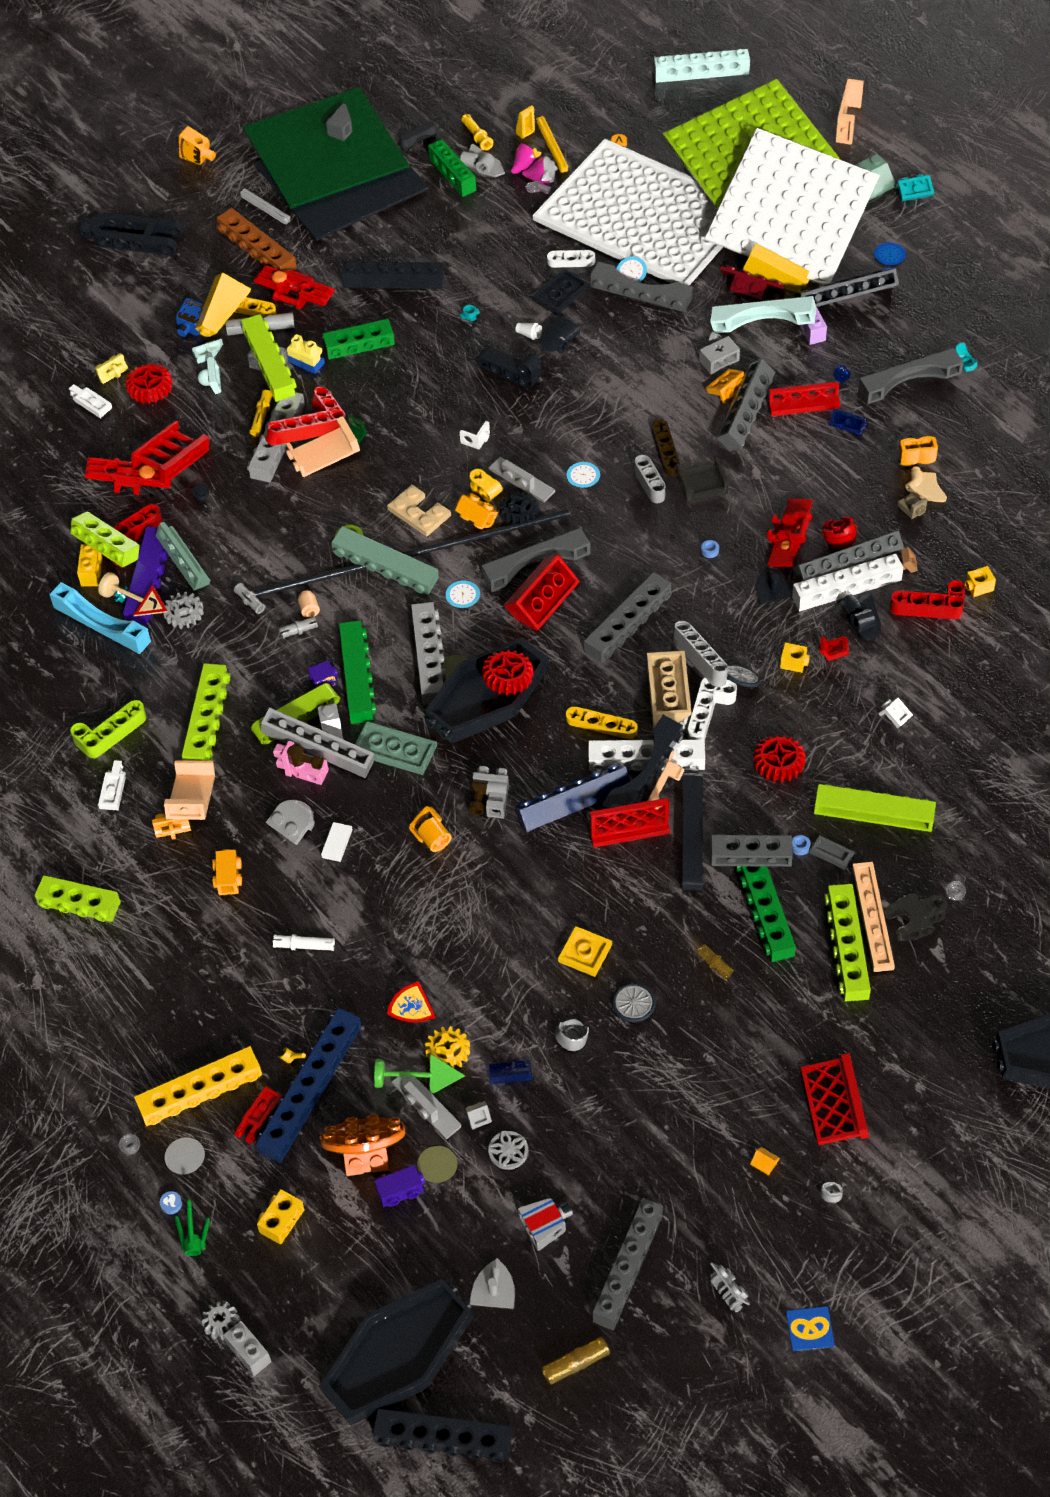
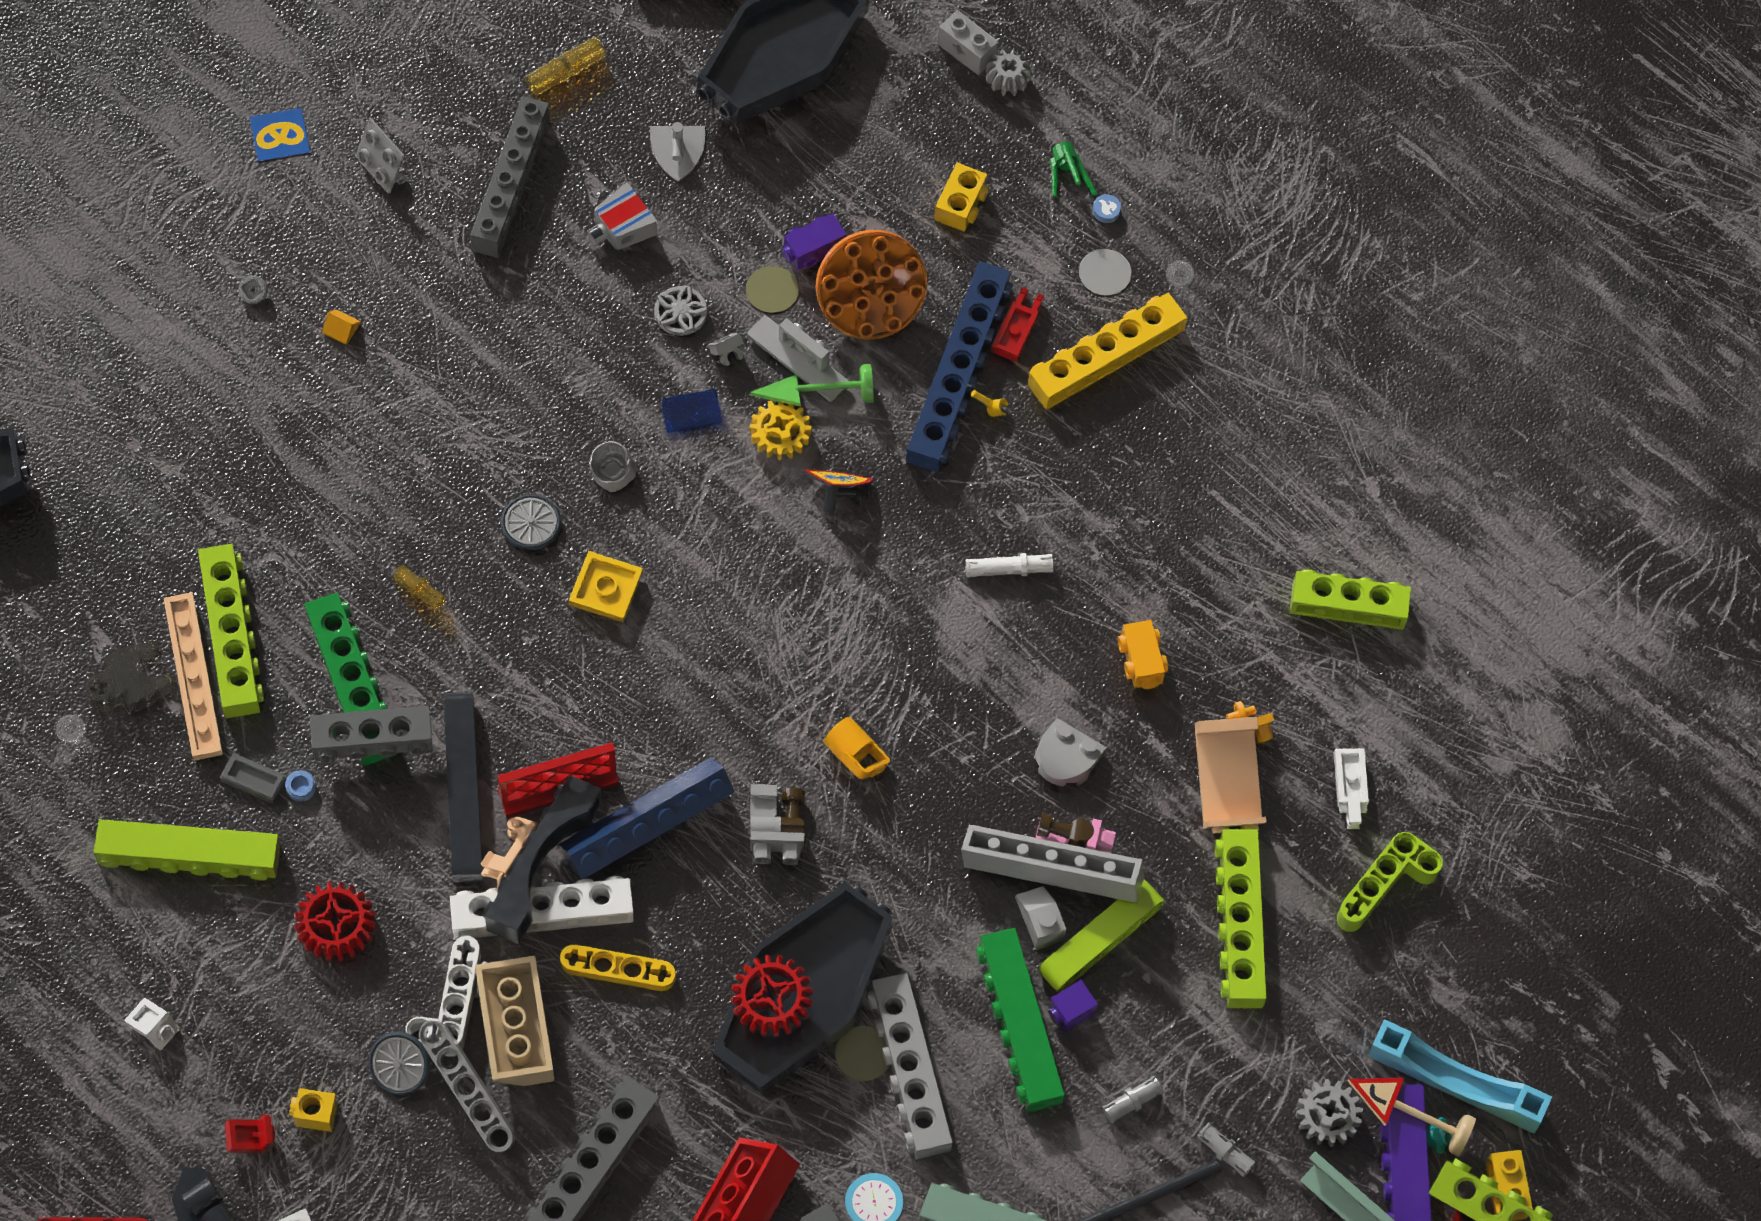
camera: 165 degrees right, 10 degrees up
(308, 604) = (1125, 1144): light nougat brick -> none
(336, 842) = (994, 729): white tile -> none
(397, 747) = (937, 896): sand green tile -> none
(850, 1091) = (226, 419): red fence -> none

